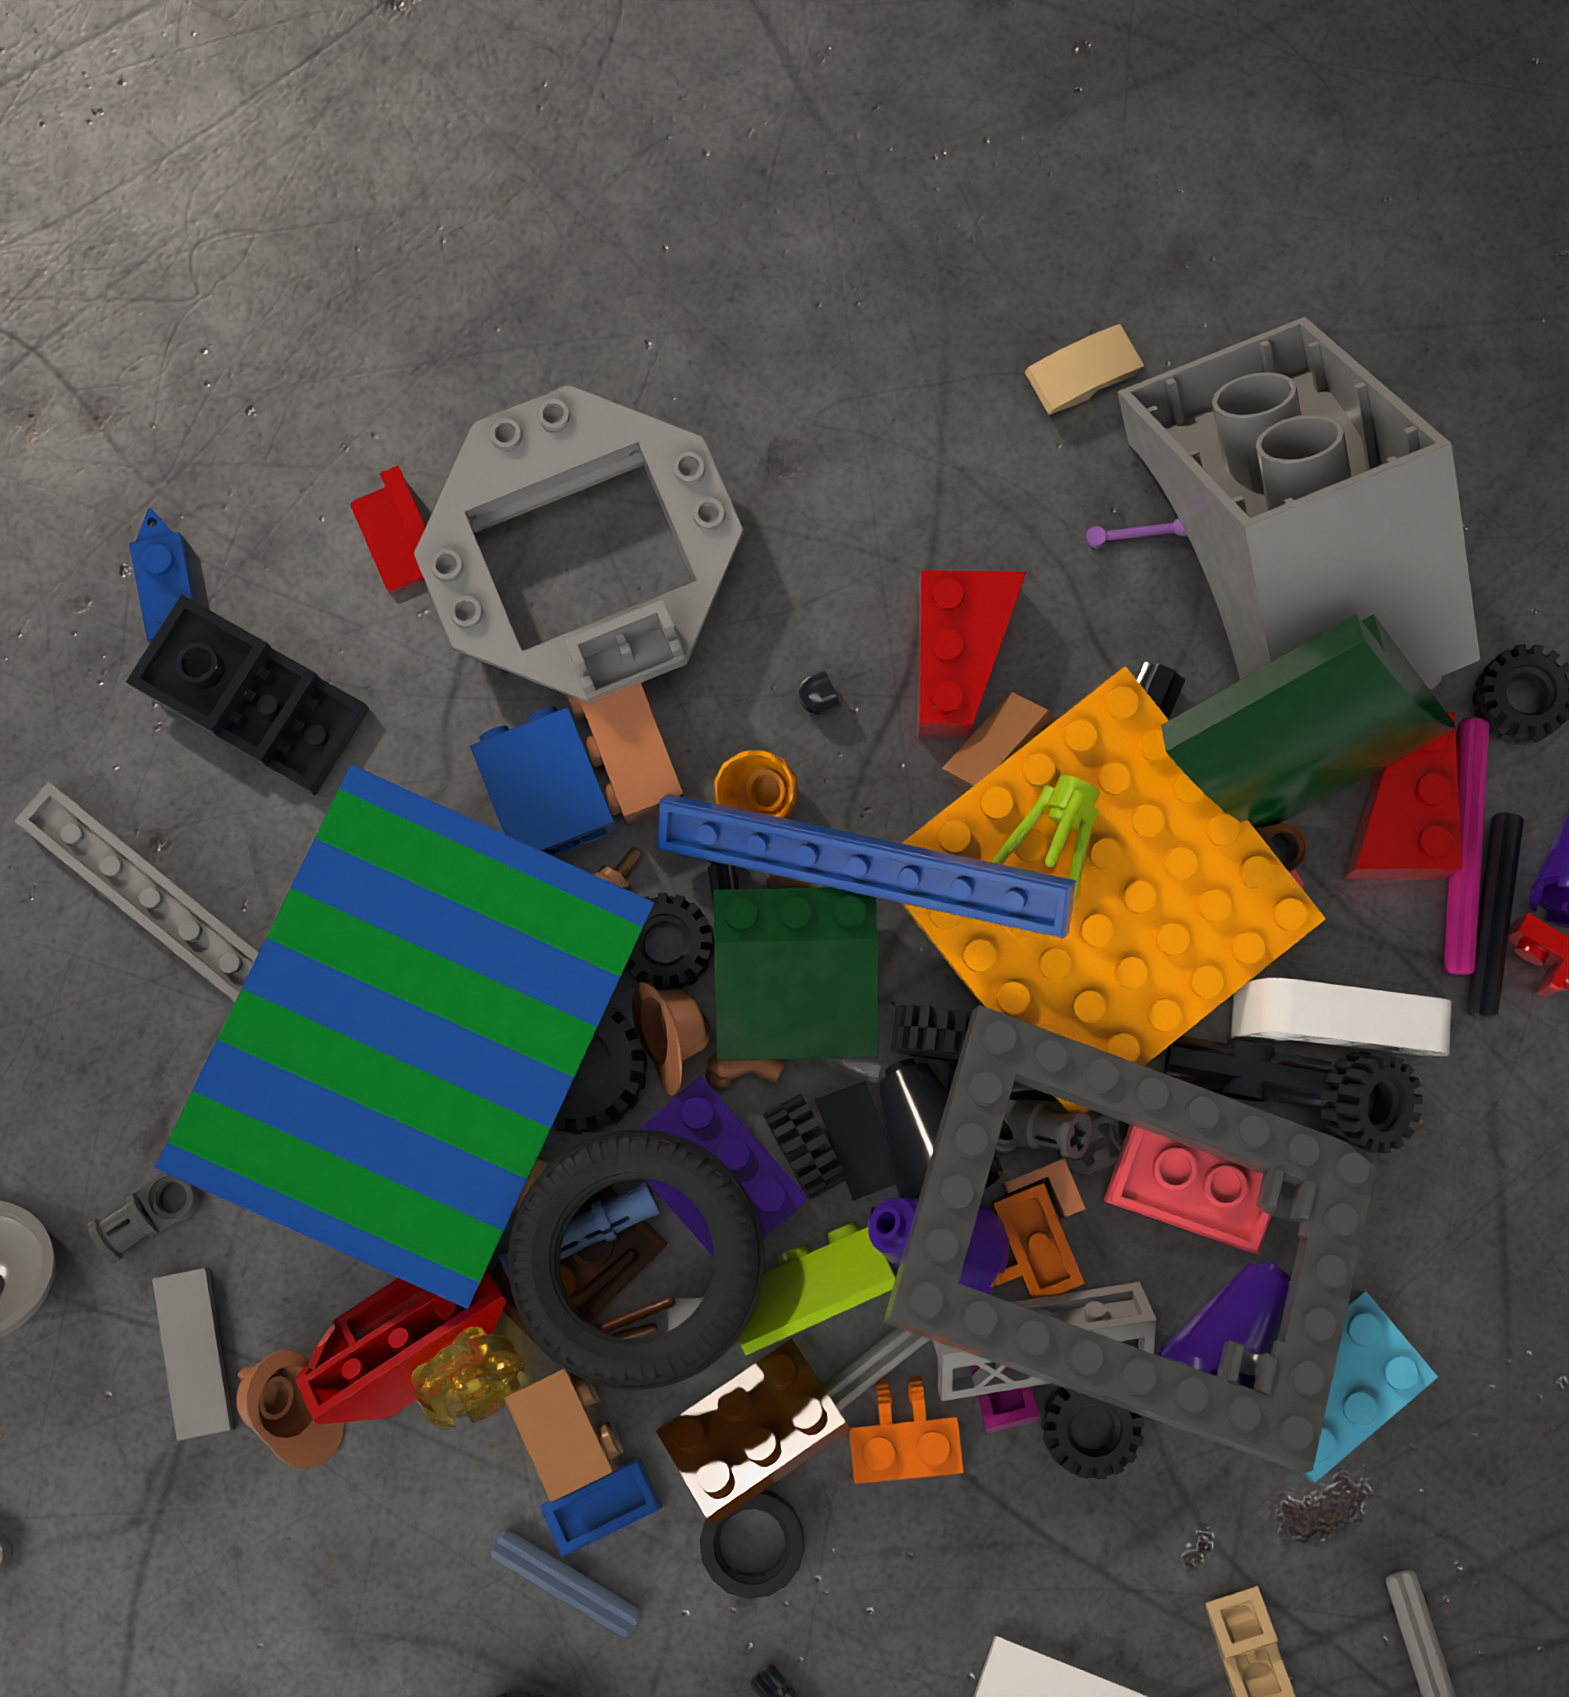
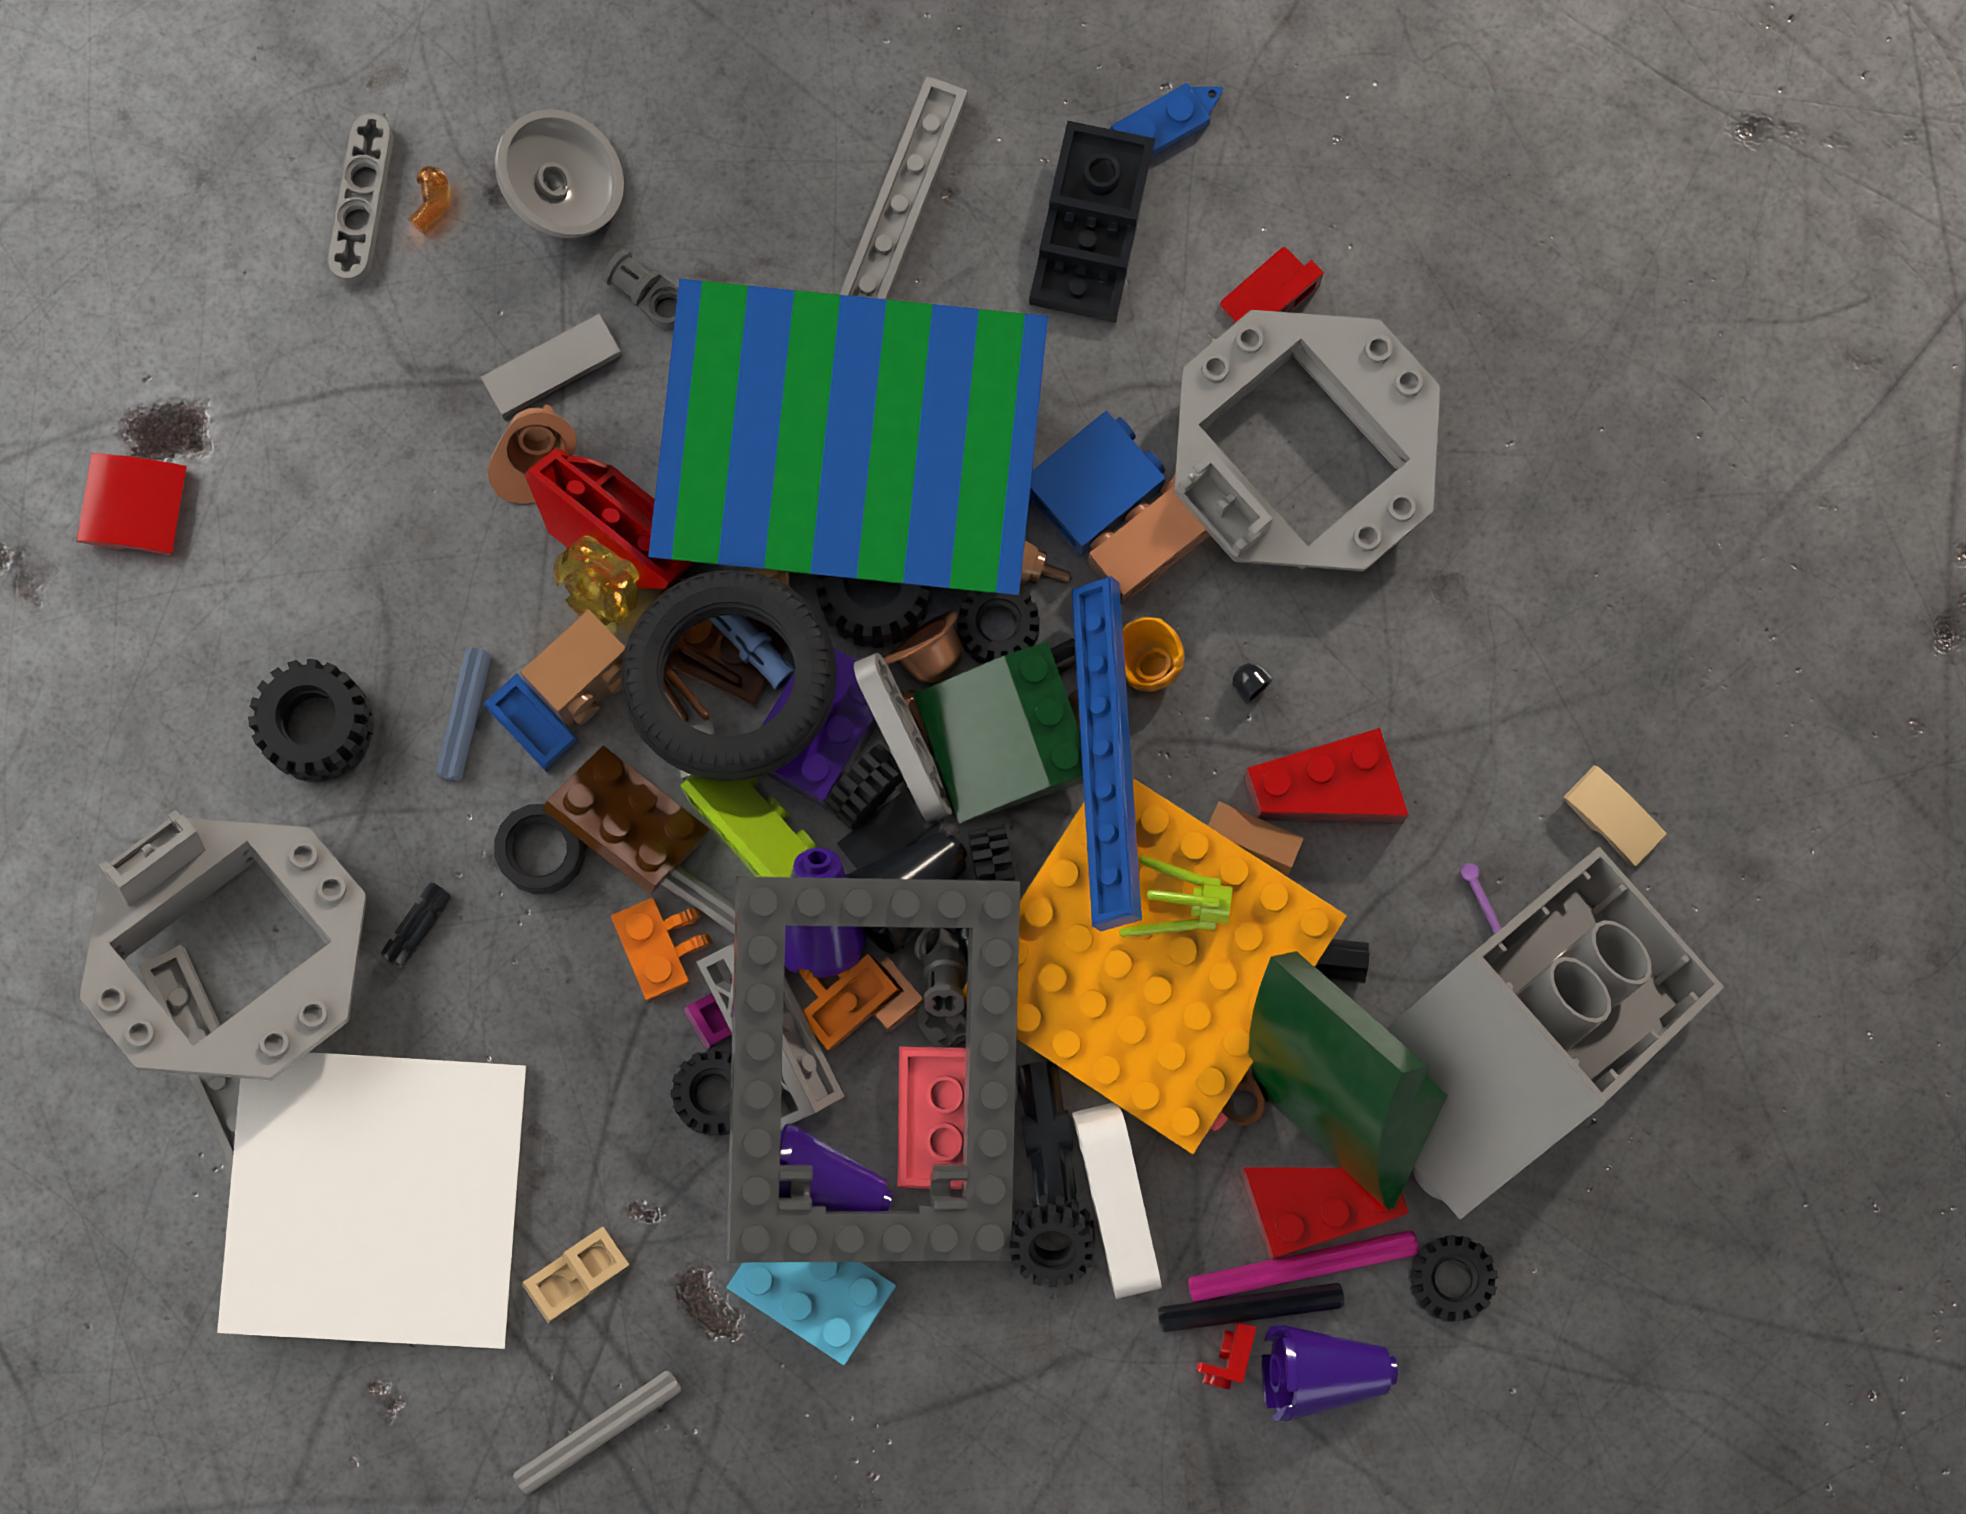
camera: 70 degrees right, 0 degrees up
(766, 1085) = (903, 737): none -> light grey beam

